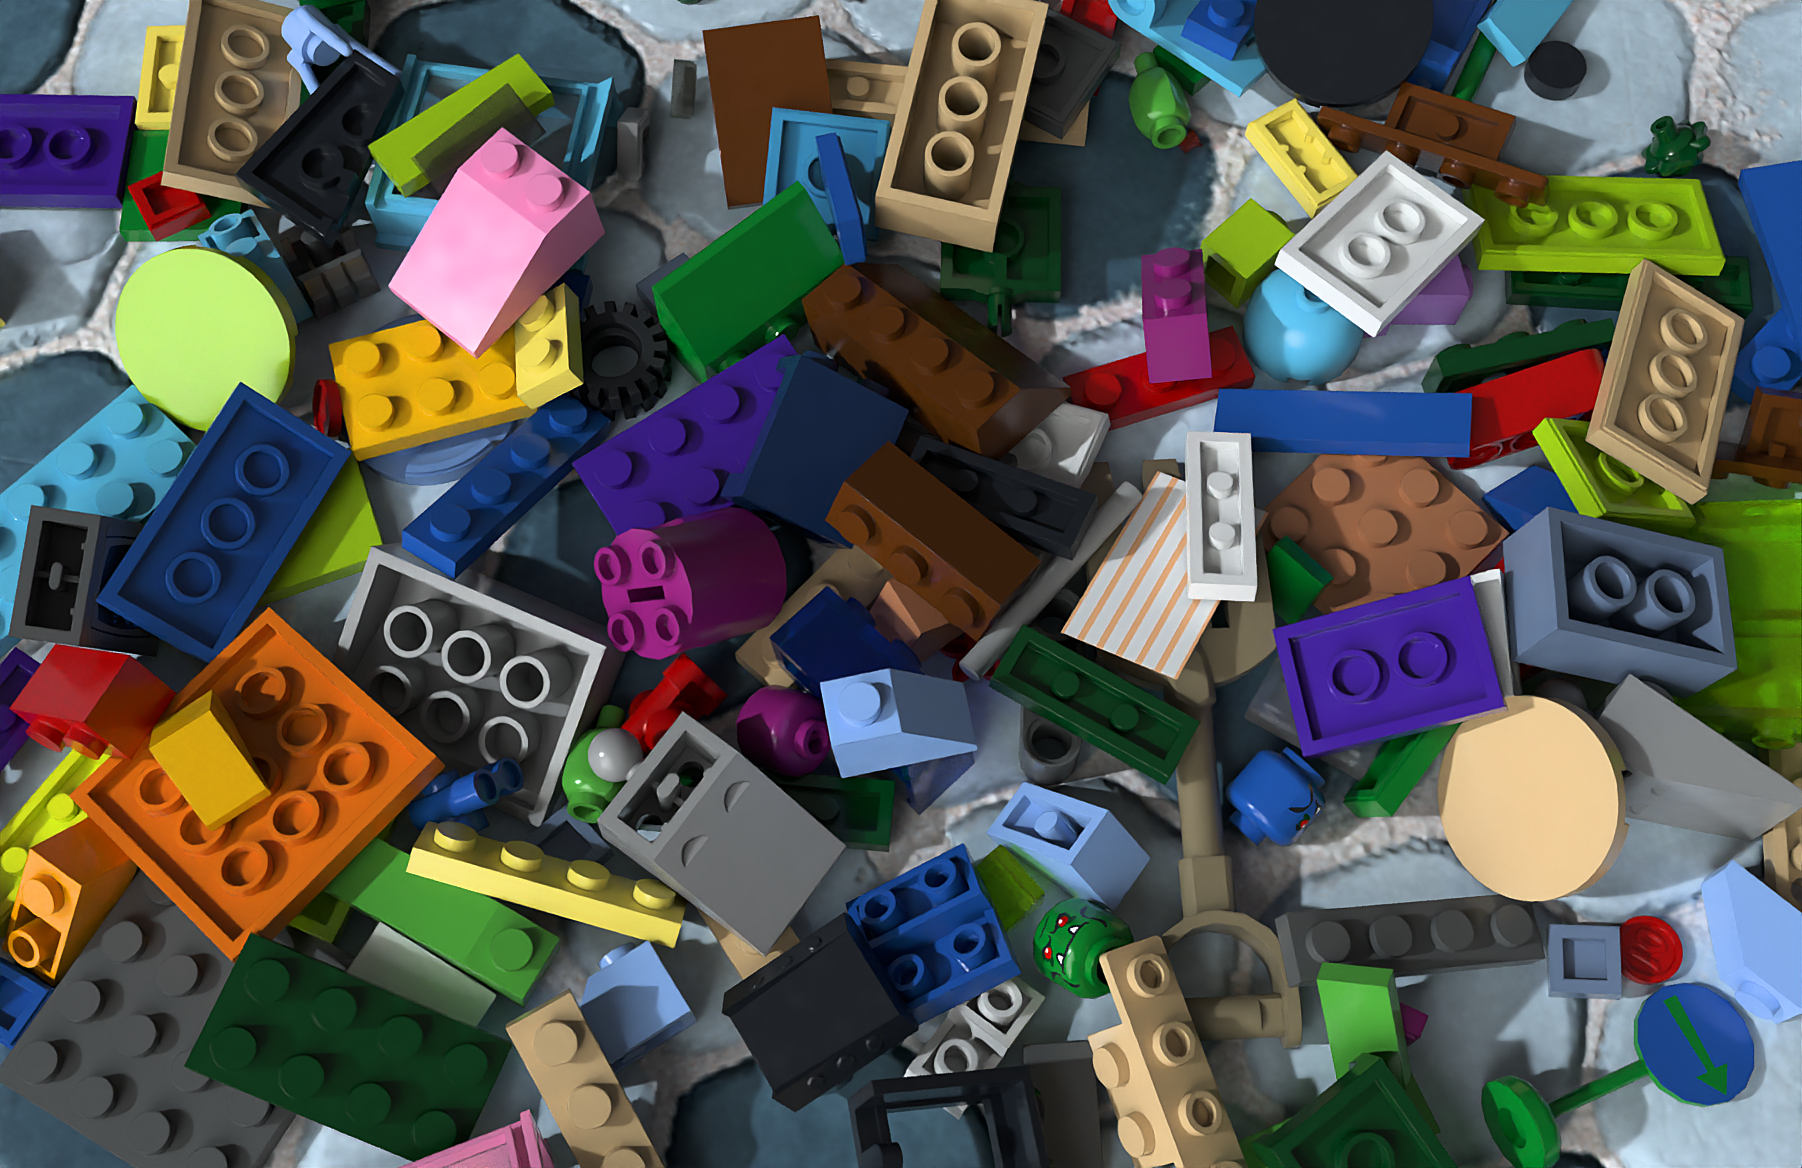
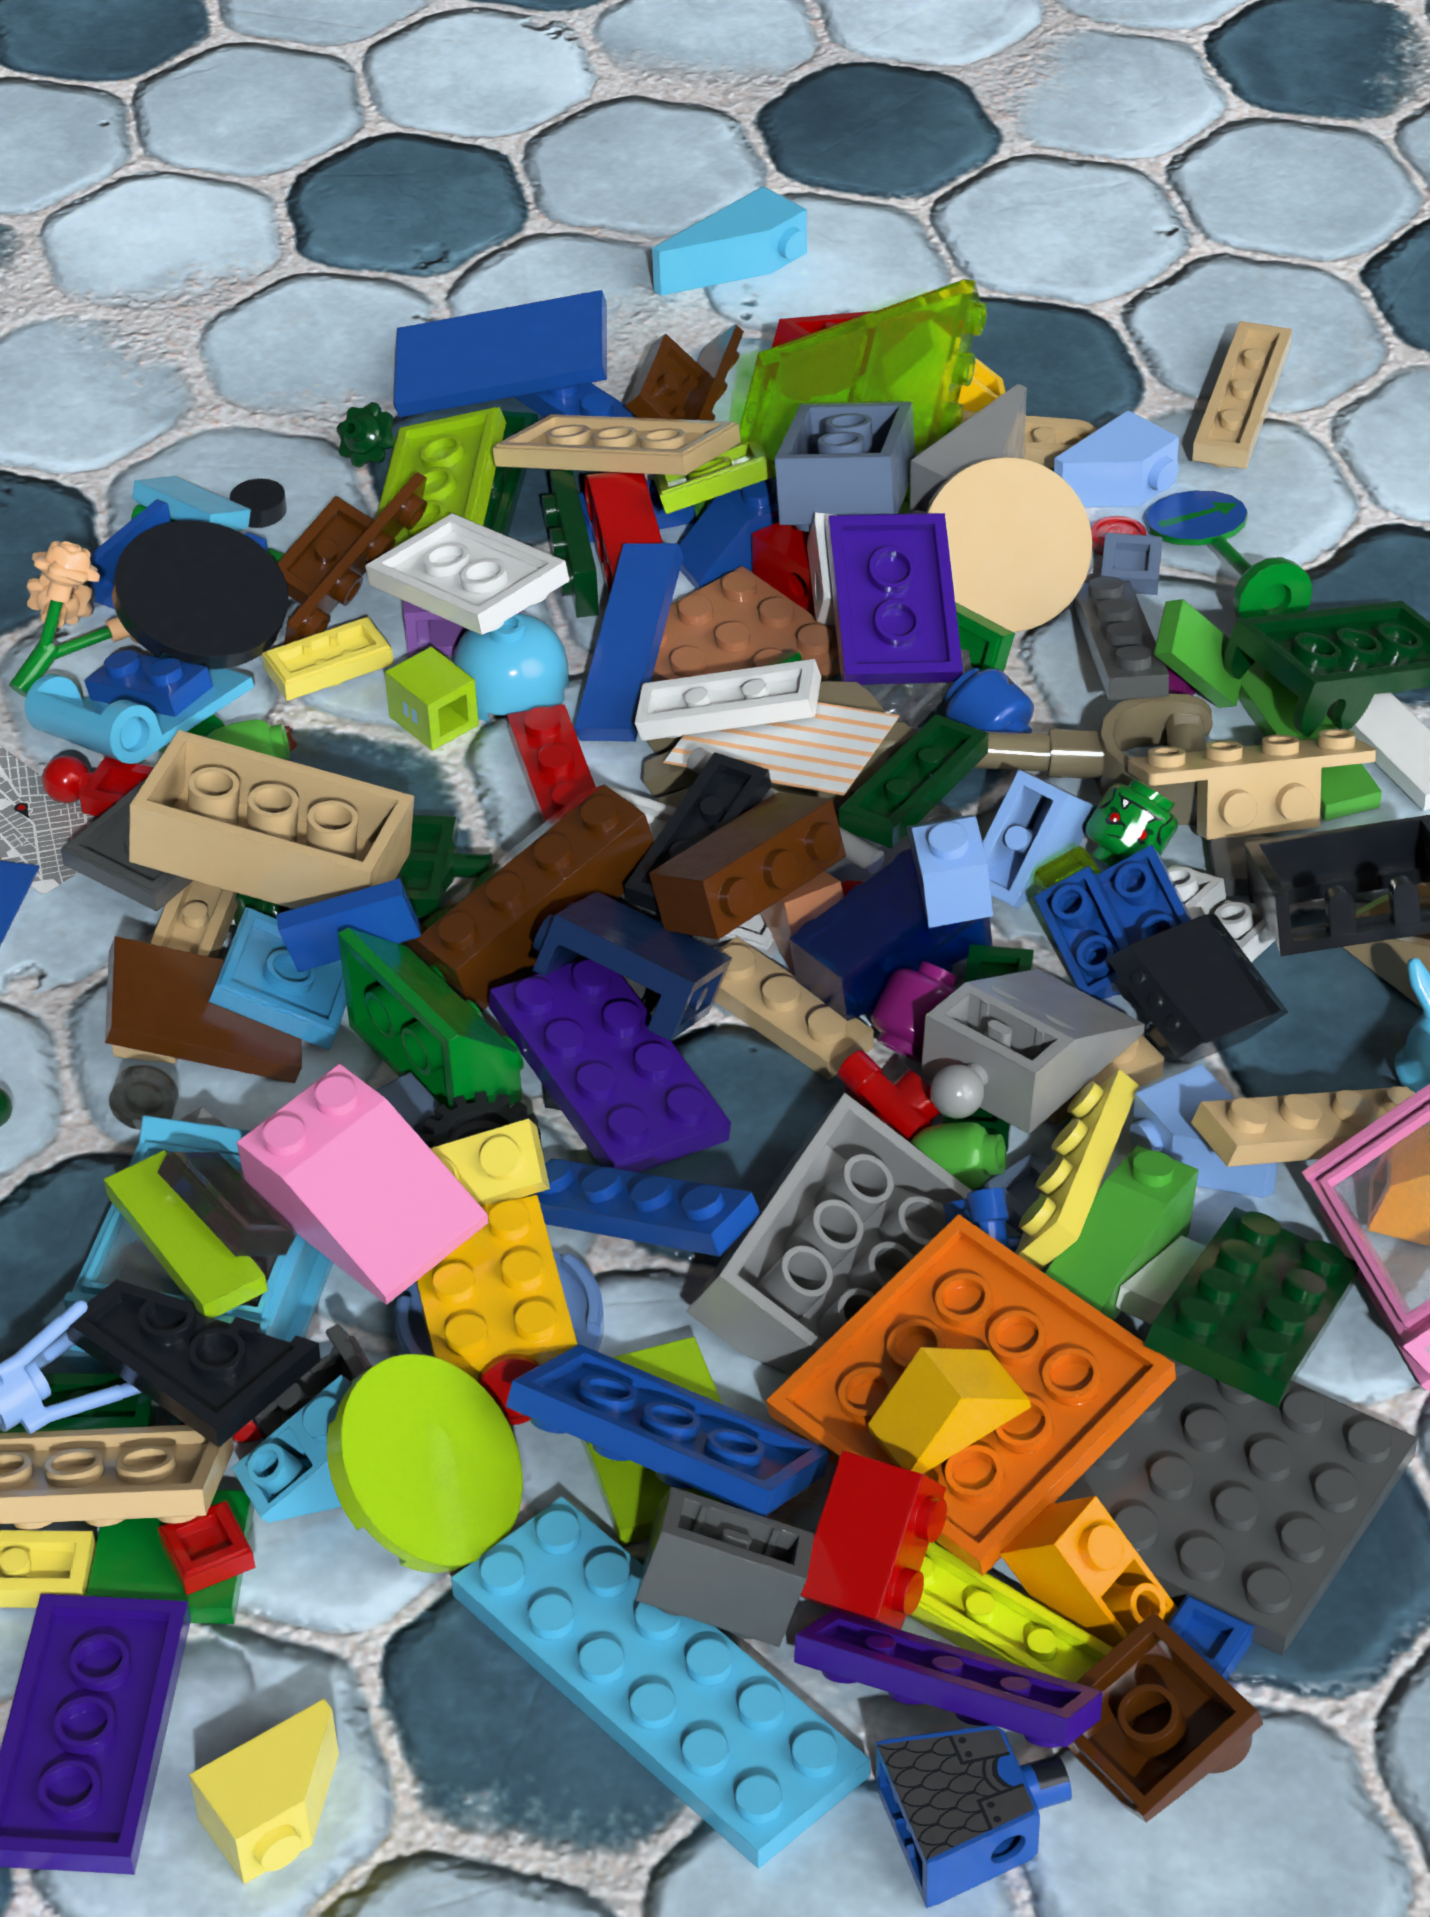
camera: 85 degrees left, 25 degrees down
(691, 582) = (775, 1041): magenta cylinder -> none
(1175, 315) = (510, 722): magenta brick -> none

